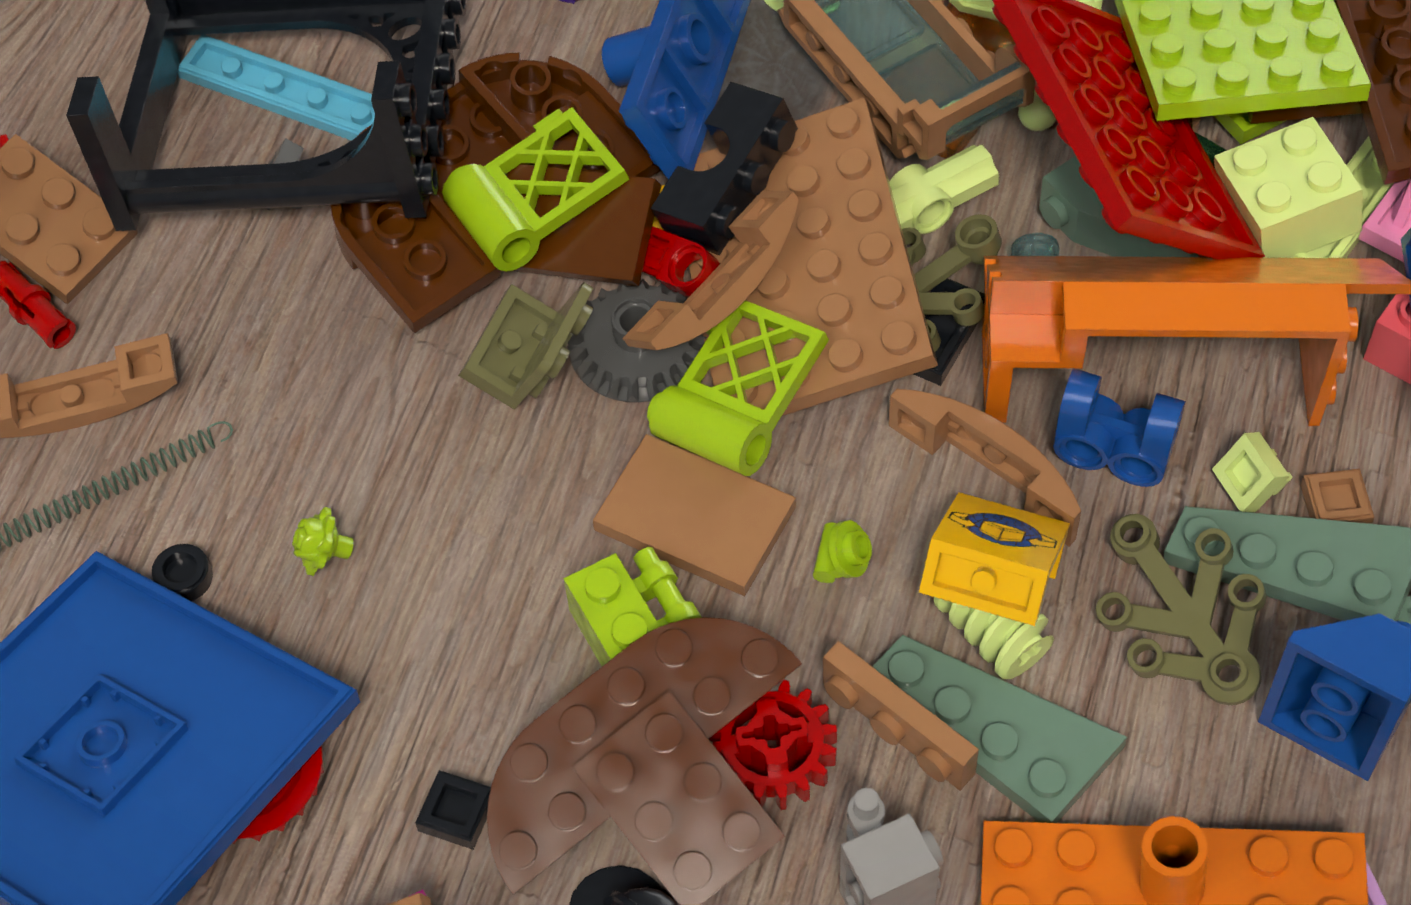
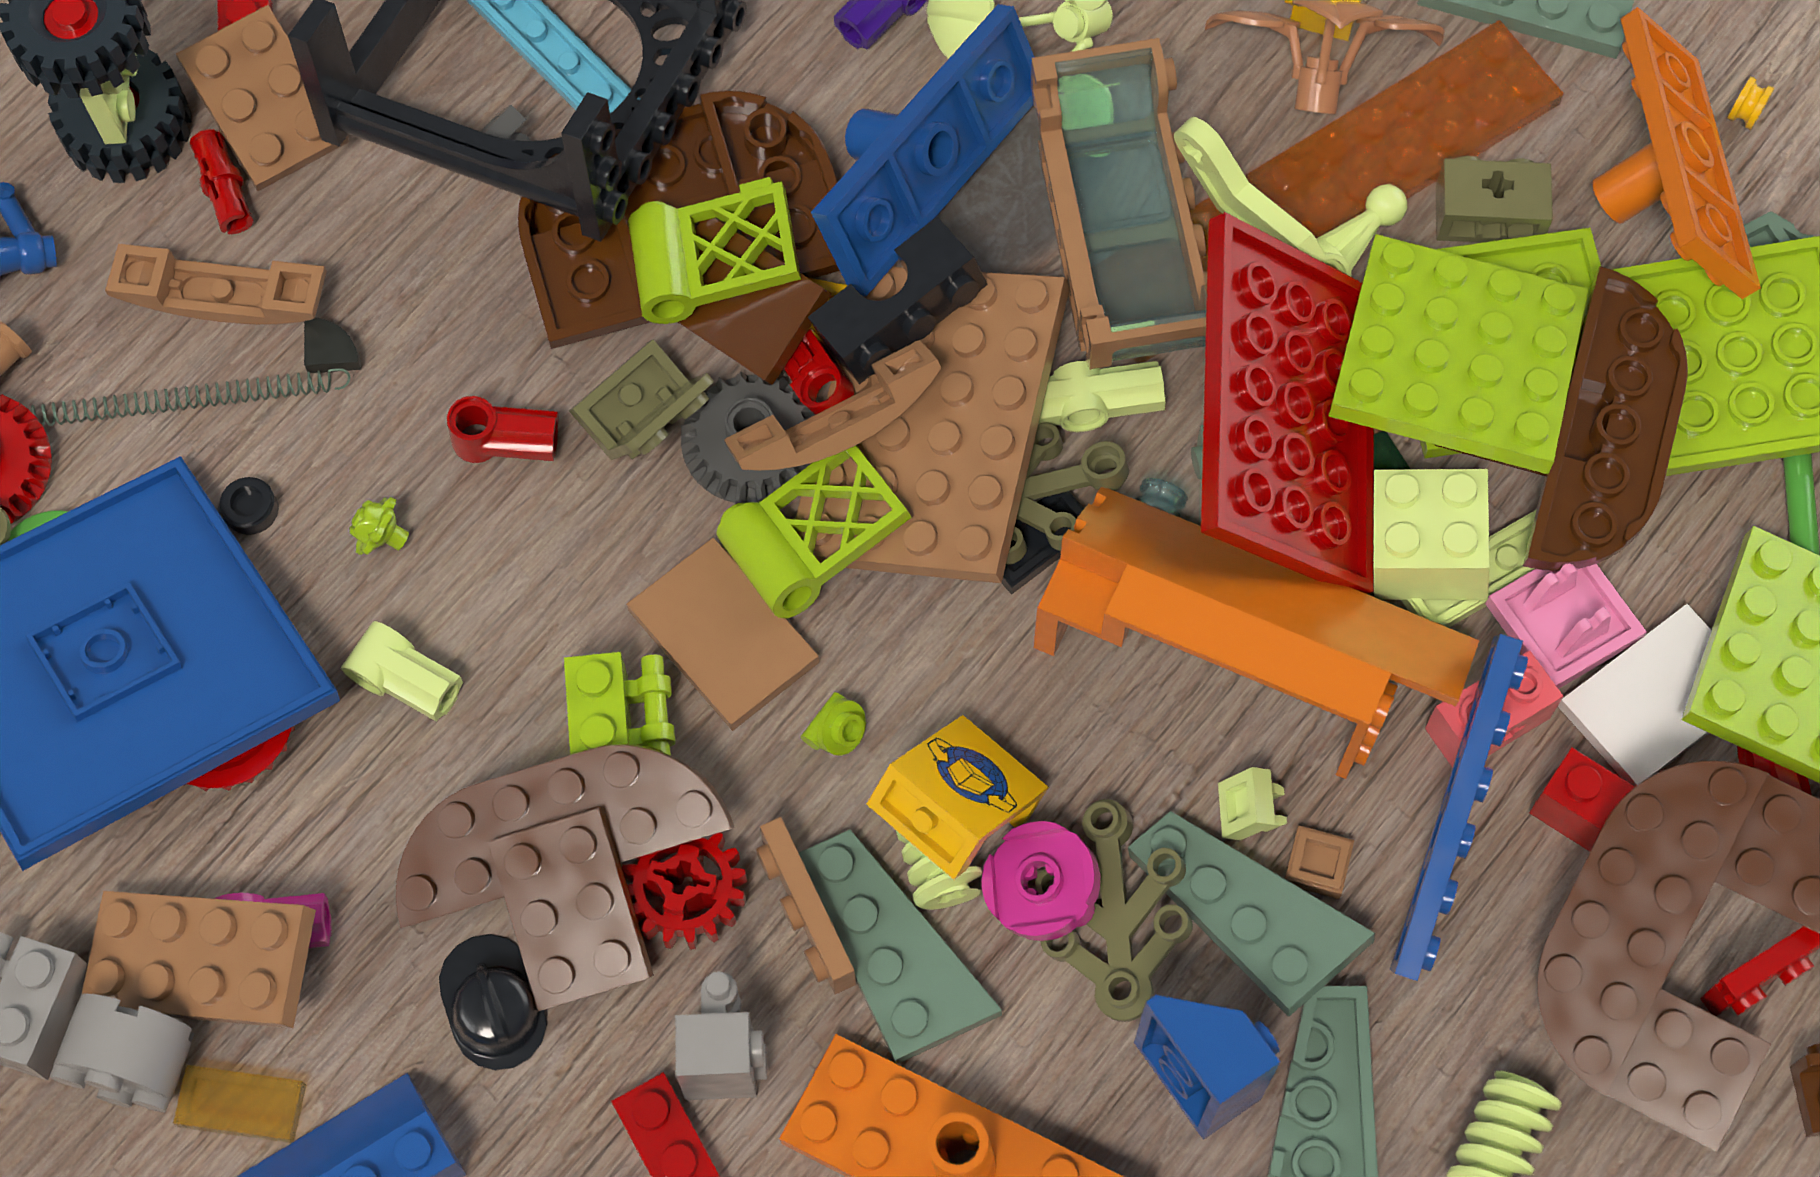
camera: 20 degrees right, 10 degrees up
(199, 407) = (328, 347): none -> pearl dark grey tile
(388, 658) = (390, 665): none -> yellowish green piece
(401, 417) = (507, 432): none -> red piece
(454, 810) = (385, 827): black tile -> none
(933, 419) = (983, 633): medium nougat slope -> none
(1098, 434) = (1128, 710): blue piece -> none
(1102, 639) = (1065, 904): none -> dark pink plate

